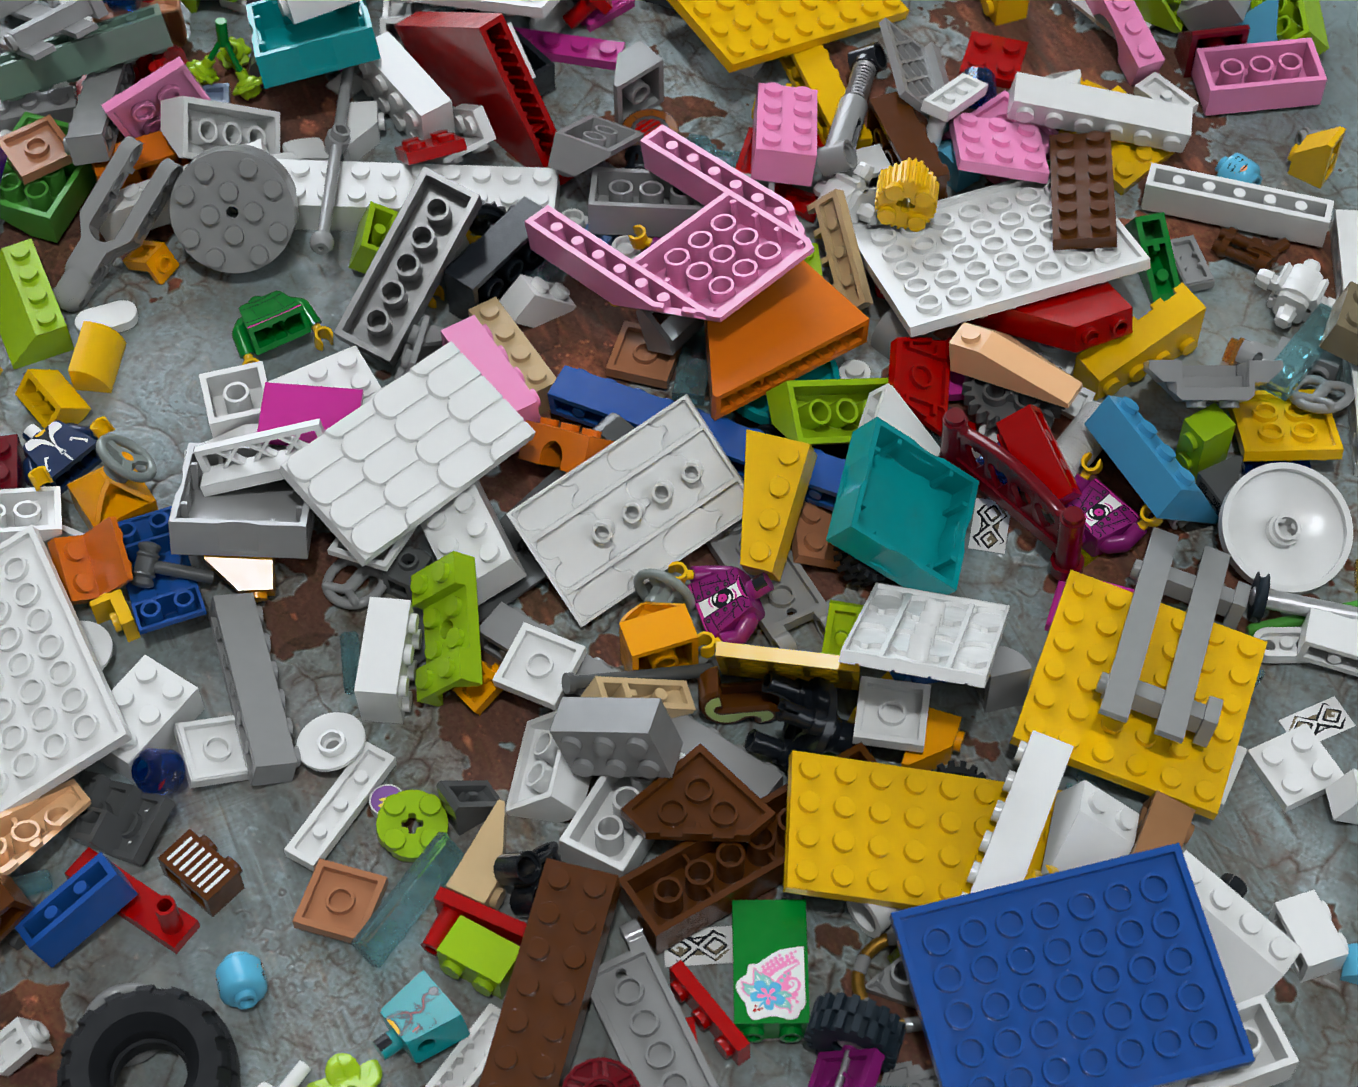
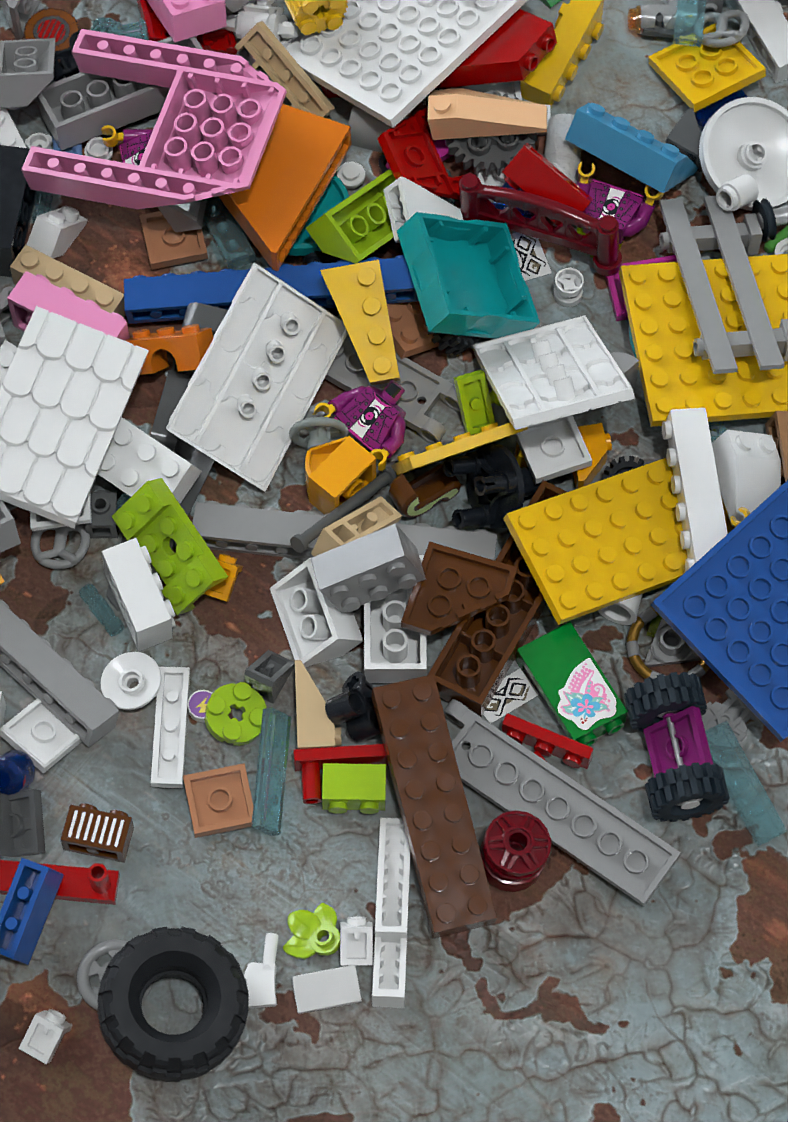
camera: 30 degrees left, 10 degrees up
(241, 980) = (184, 898): medium azure head -> none
(420, 1021) = (341, 857): teal torso -> none
(536, 665) = (262, 540): white plate -> none
(1010, 572) = (565, 281): none -> white wheel
(1204, 439) = (658, 107): lime brick -> none
(1212, 383) = (645, 57): light grey wedge -> none
(1240, 554) = (737, 193): none -> white brick

